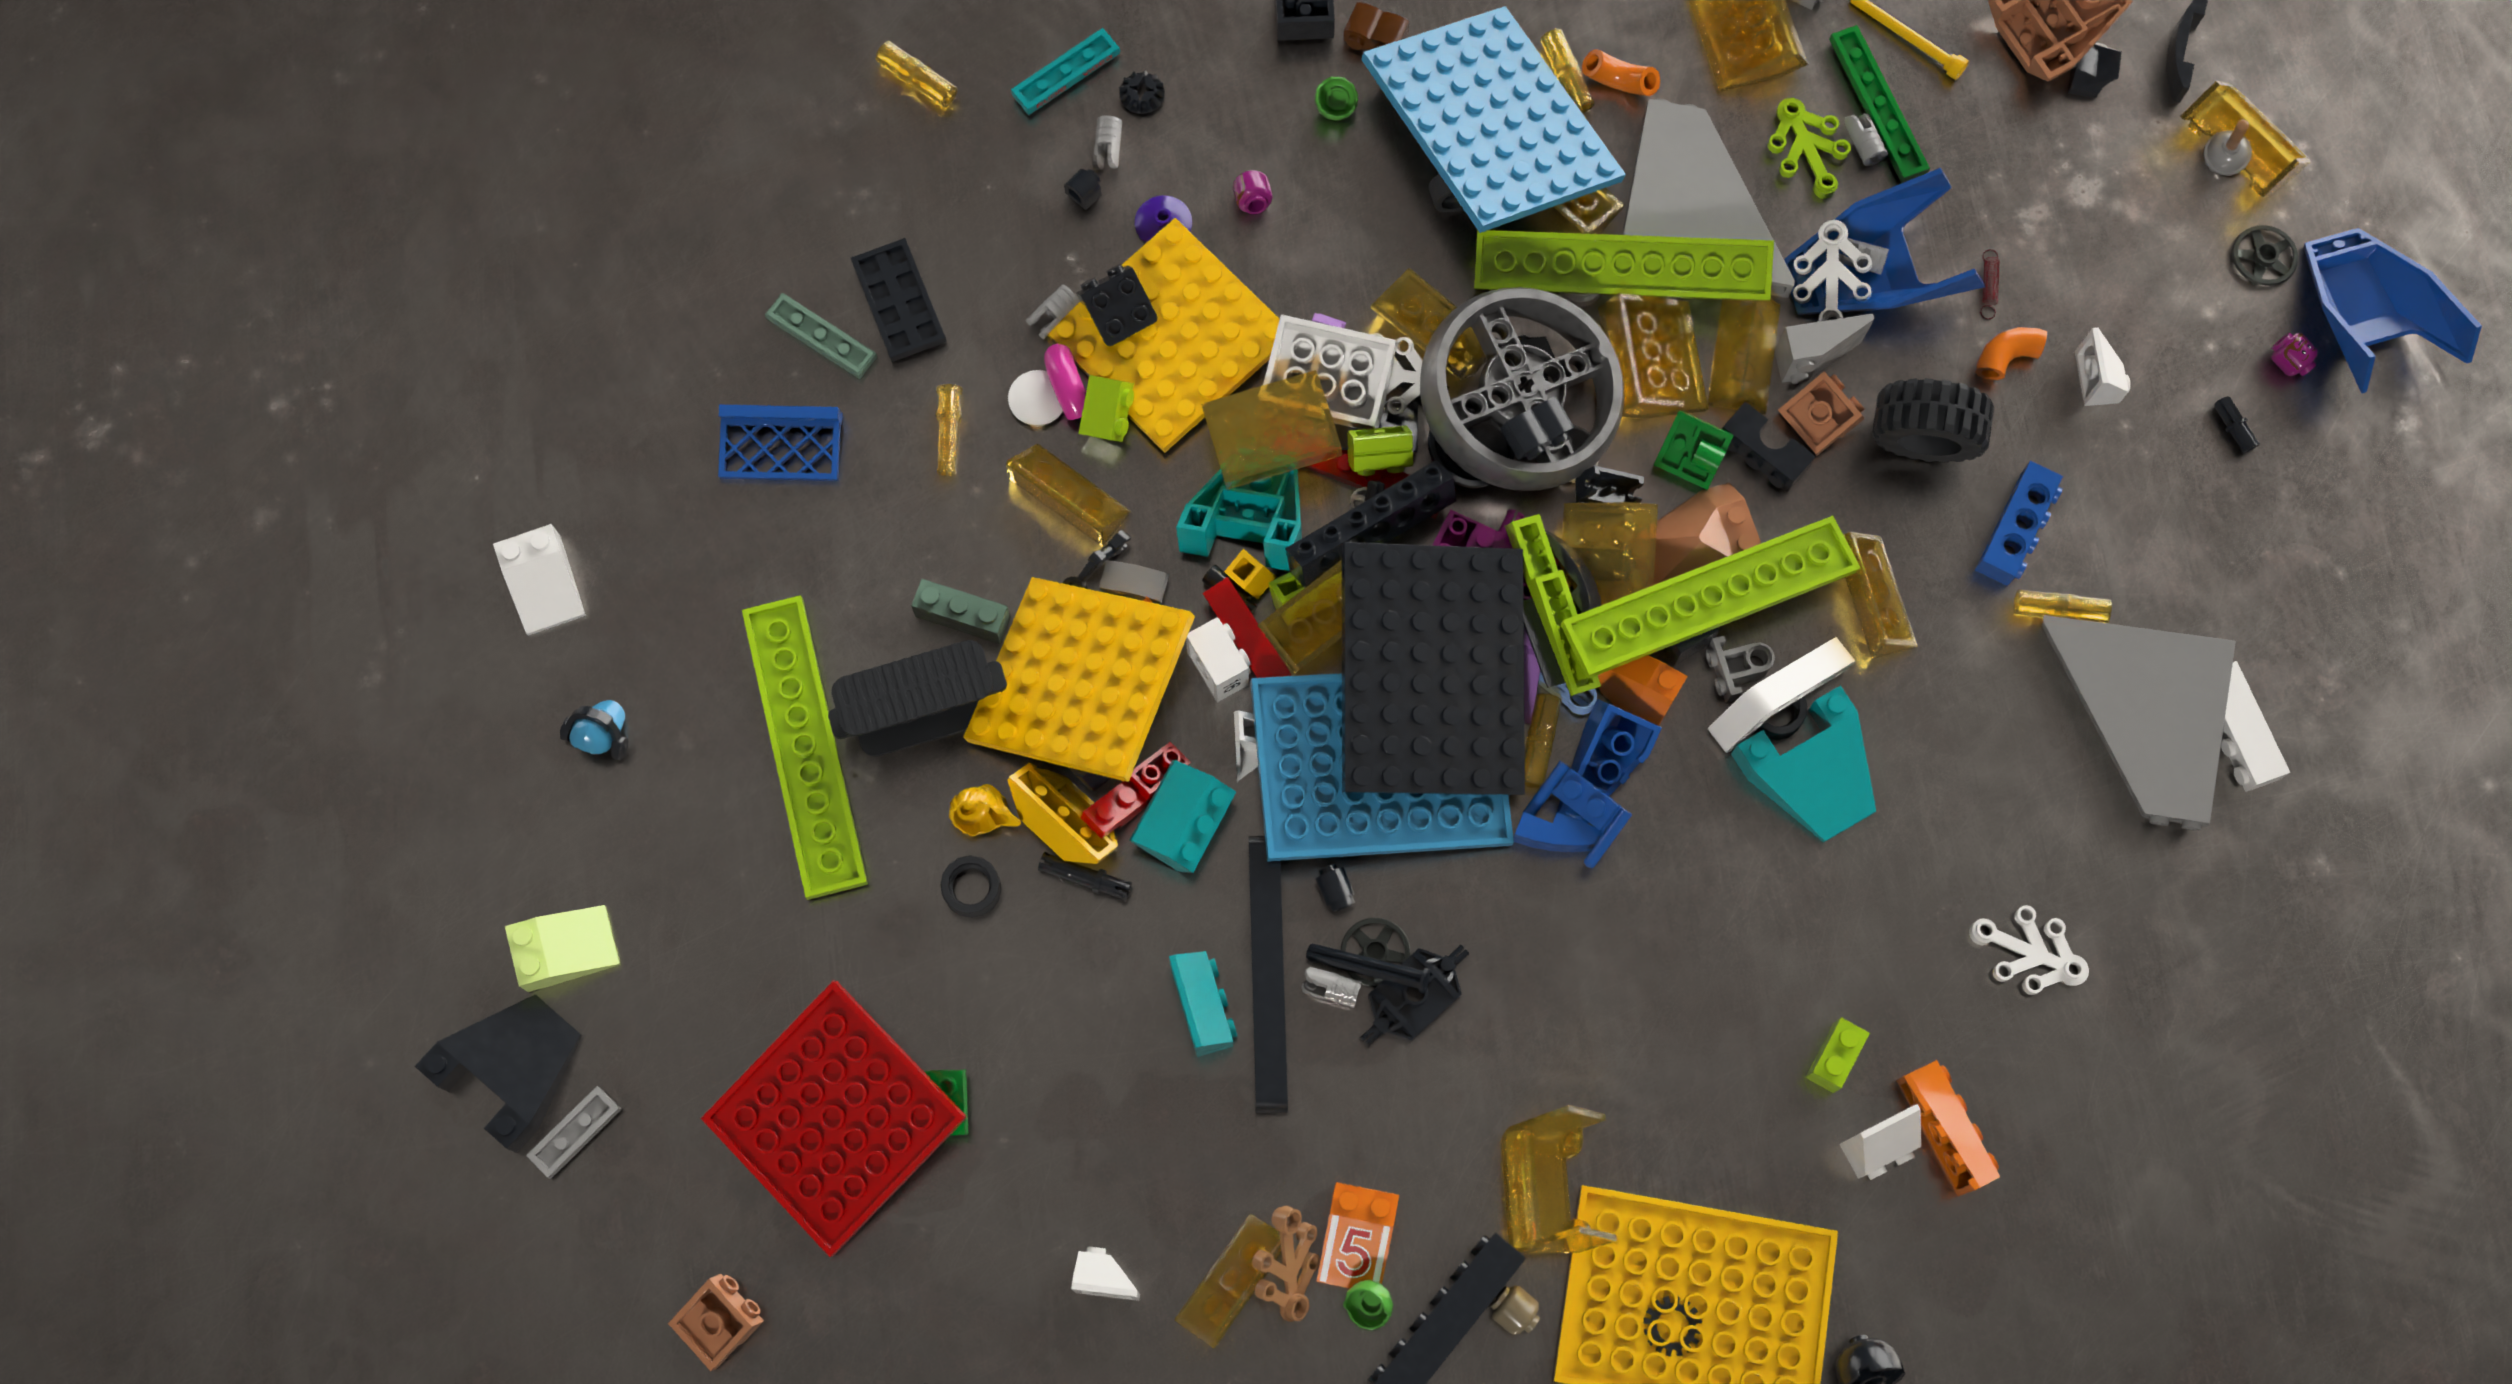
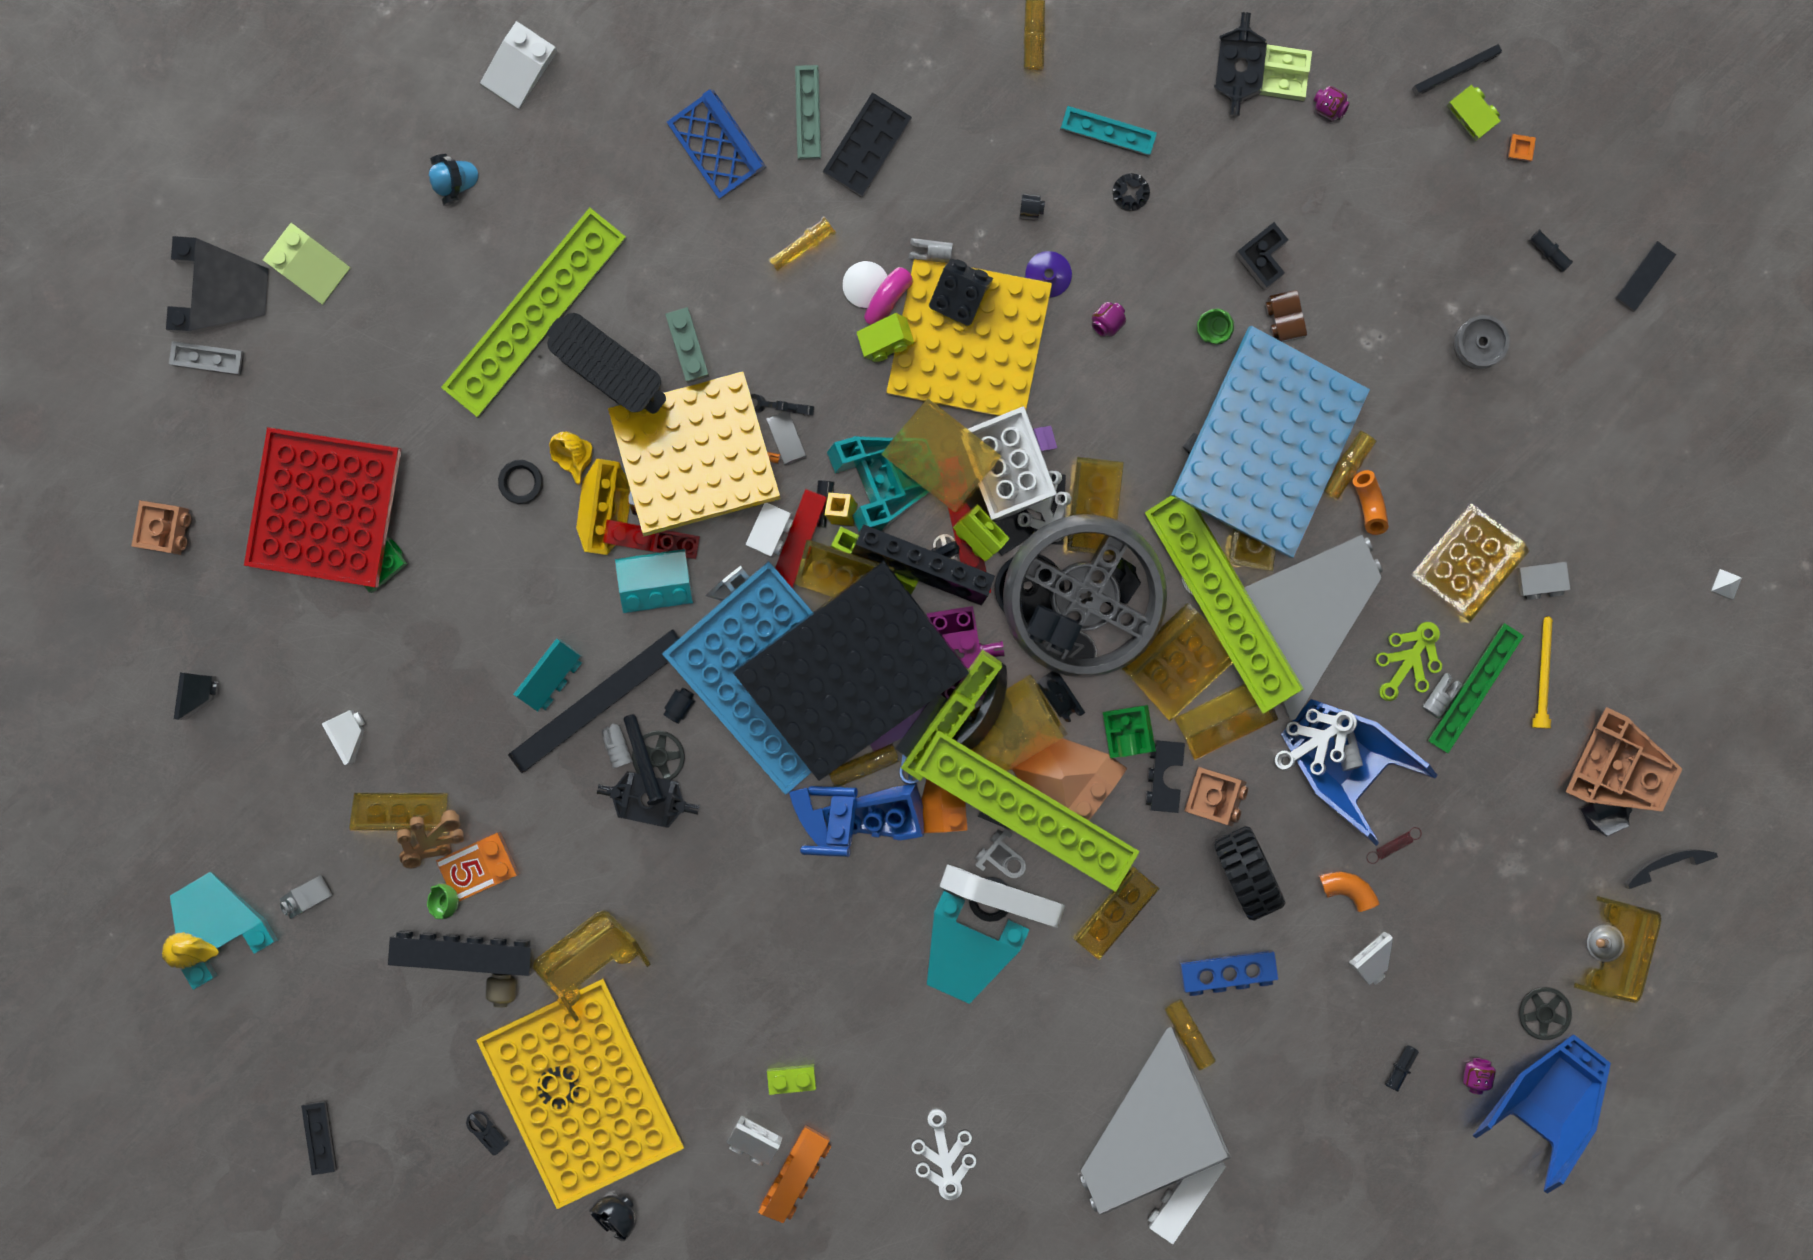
camera: 55 degrees right, 15 degrees up
(1067, 493) = (816, 352): clear yellow slope -> none
(1085, 876) = (579, 557): black pin -> none
(1107, 141) = (1080, 194): light grey hinge -> none
(1814, 346) = (1254, 762): light grey slope -> none

